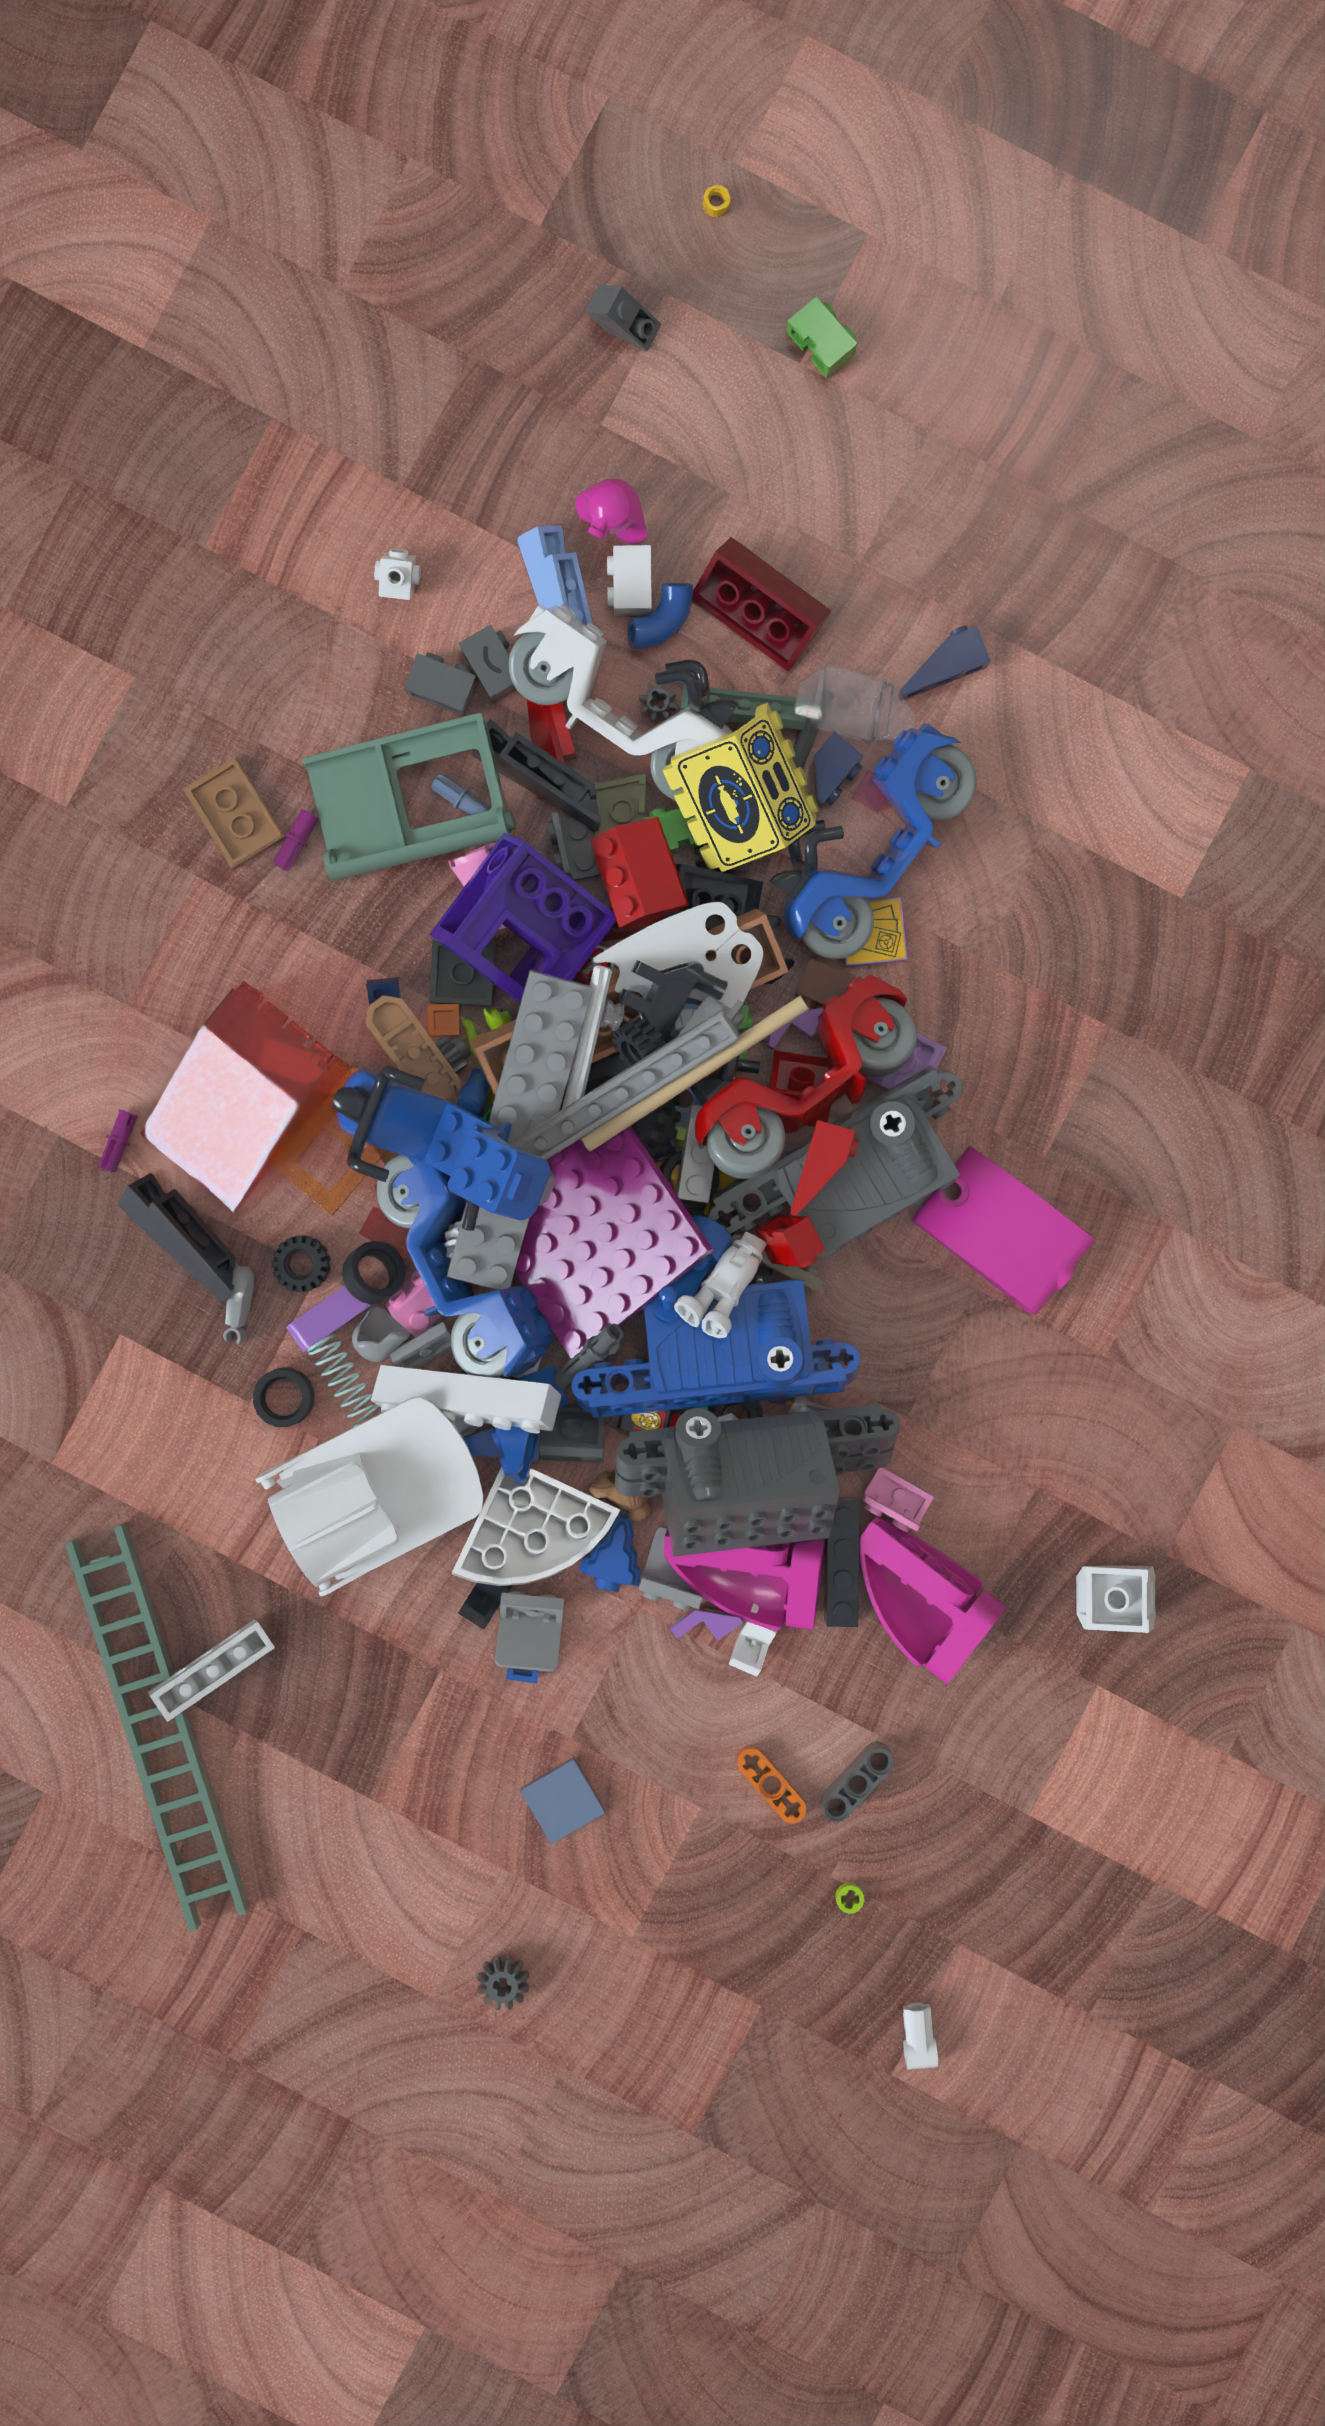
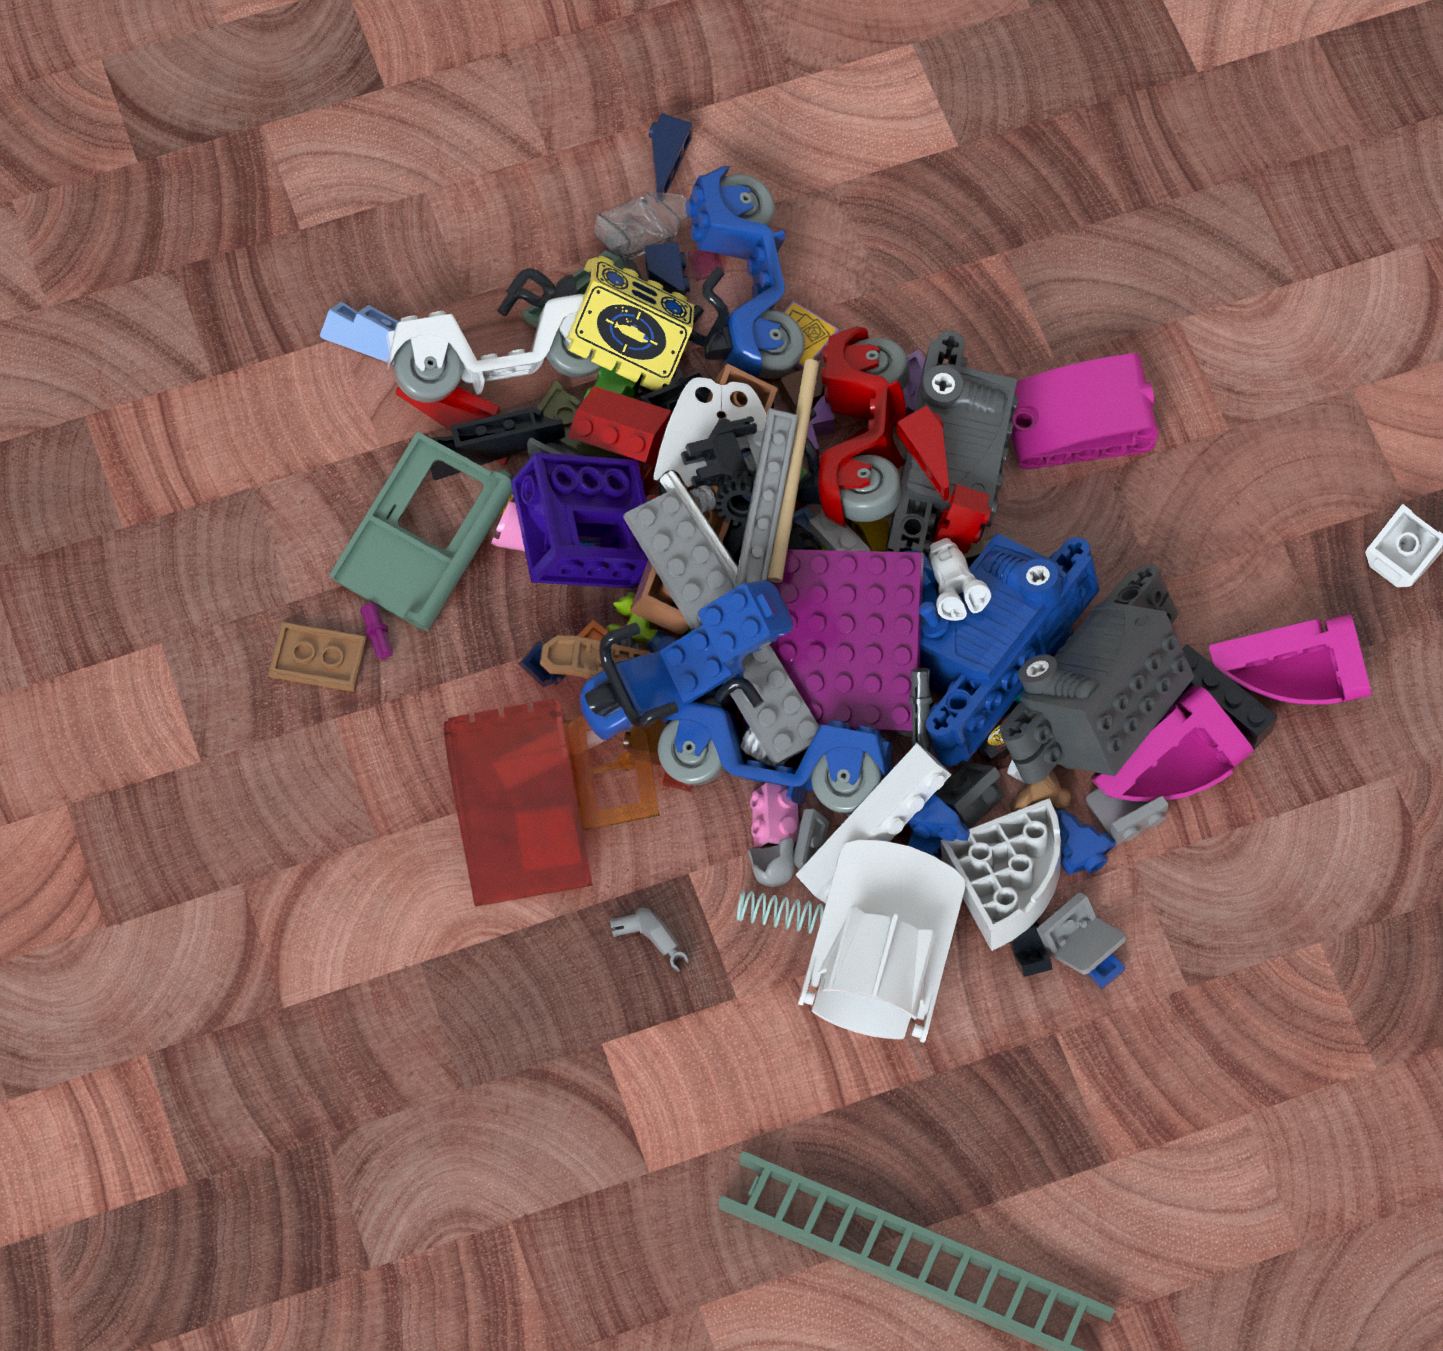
camera: 45 degrees left, 25 degrees down
(117, 1141) = (464, 919): magenta axle -> none
(181, 1234) = (572, 931): black wedge -> none
(211, 1670) = (908, 1171): white brick -> none
(261, 1406) = (761, 943): black tyre -> none
(282, 1263) = (671, 856): black tyre -> none
(326, 1318) = (727, 882): medium lavender beam -> none
(381, 1229) = (710, 798): clear red tile -> none
(390, 1259) = (720, 812): black tyre -> none
(394, 584) = (272, 427): white brick -> none
(441, 683) = (368, 454): dark grey brick -> none
(456, 981) = (573, 606): pearl dark grey plate -> none
(458, 796) = (451, 507): sand blue axle -> none
(489, 661) = (387, 413): dark grey brick -> none
(491, 1982) = (1331, 1167): dark grey gear -> none
(562, 1800) = (1229, 1027): sand blue tile -> none
(612, 509) = (367, 250): dark pink piece -> none
(622, 316) = (247, 156): dark grey slope -> none
(632, 580) = (421, 287): white brick -> none
(661, 695) = (516, 336): dark grey gear -> none
(665, 620) = (467, 289): blue cylinder -> none
(716, 211) = (233, 58): yellow axle -> none
(717, 1621) = (1187, 814): medium lavender slope -> none
(751, 1646) = (1226, 803): white slope -> none
(759, 603) = (515, 228): dark red slope -> none
(762, 1761) = (1334, 886): orange beam -> none
(826, 338) = (384, 58): bright green brick -> none
(855, 1796) = (1392, 829): dark grey beam -> none
(897, 1499) = (1208, 628): bright pink bracket -> none

